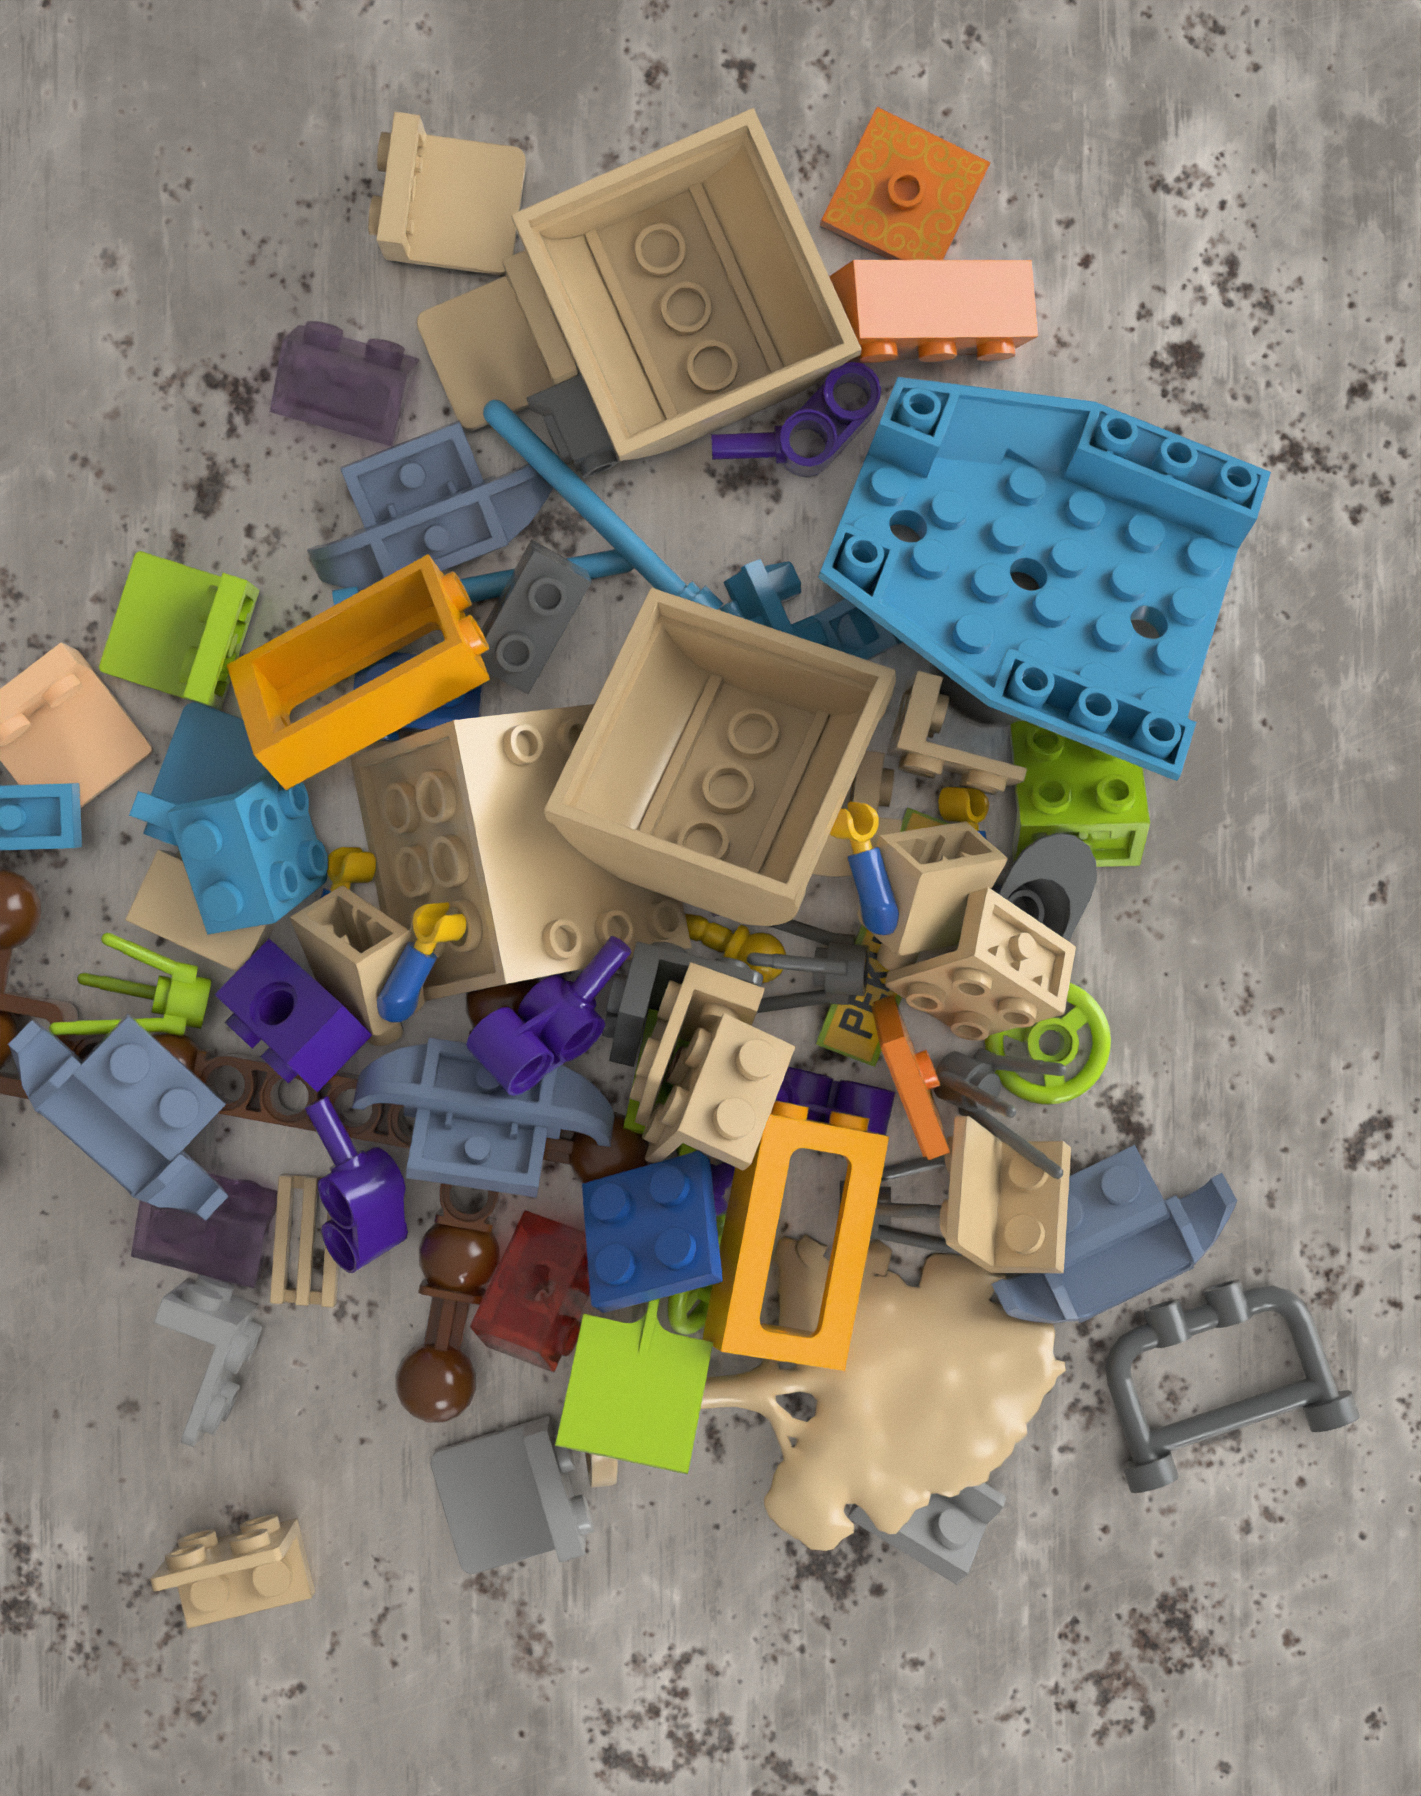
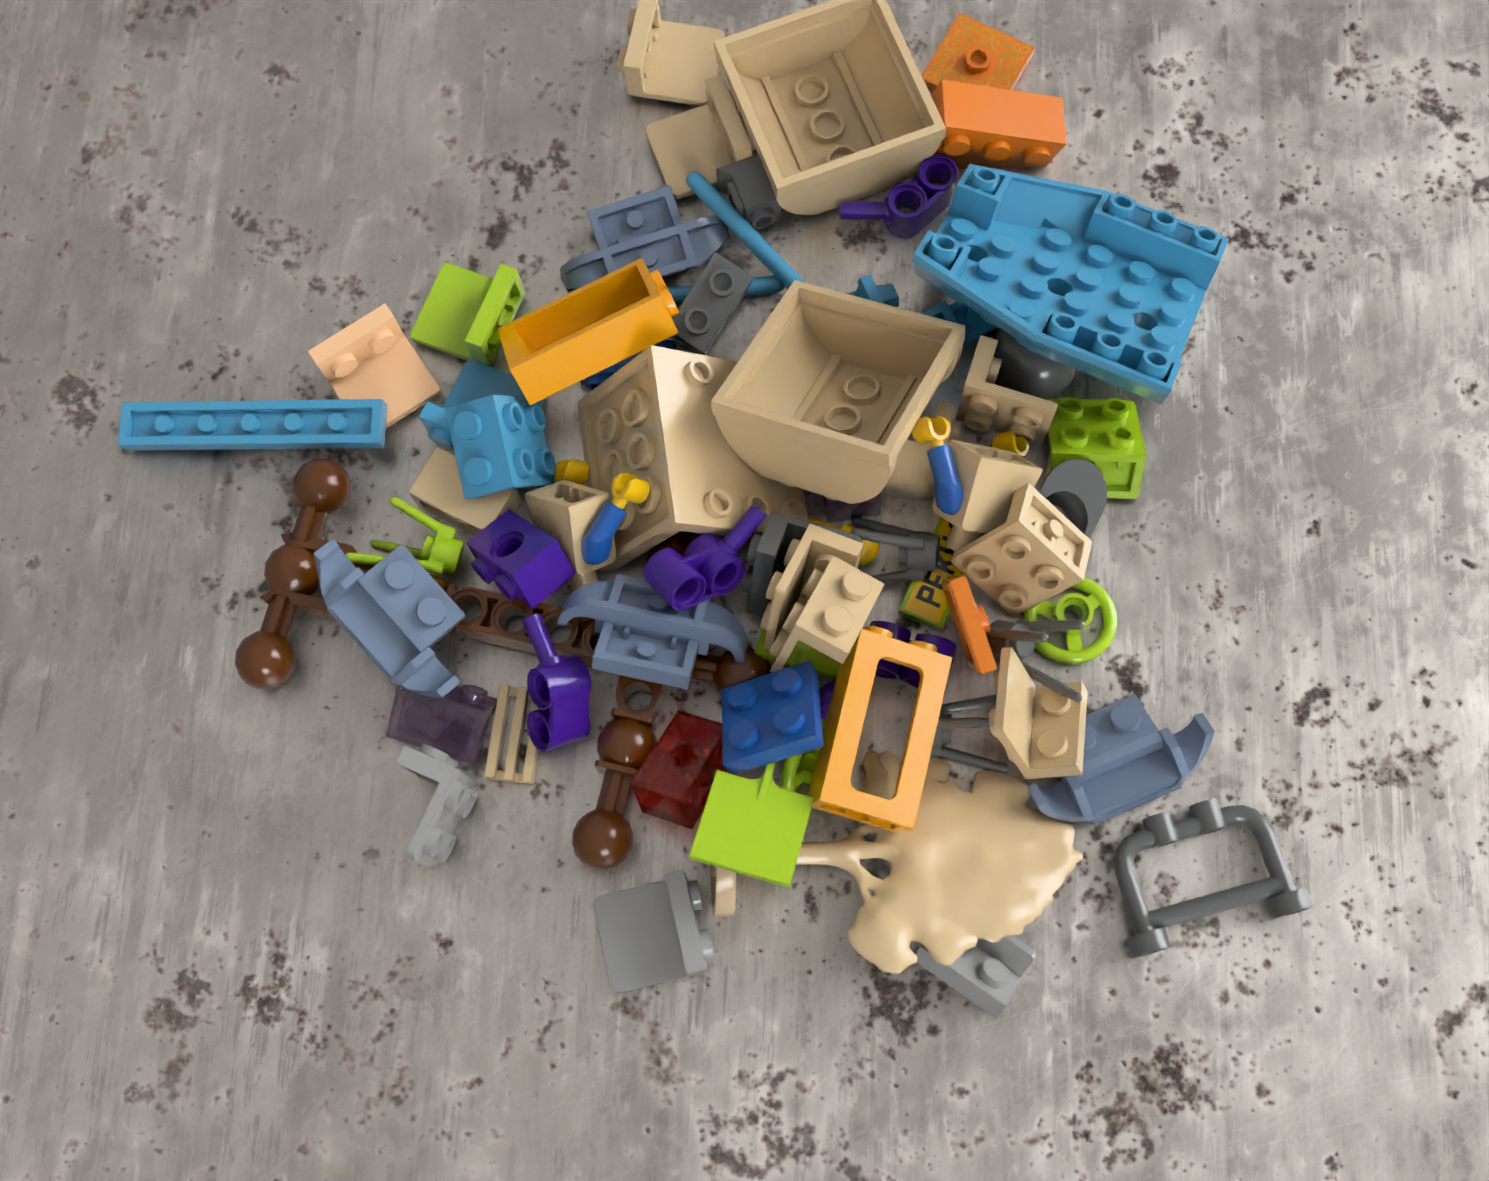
camera: 10 degrees right, 15 degrees down
(238, 1571) = (439, 978): tan bracket -> none
(343, 382) = (591, 164): clear purple bracket -> none

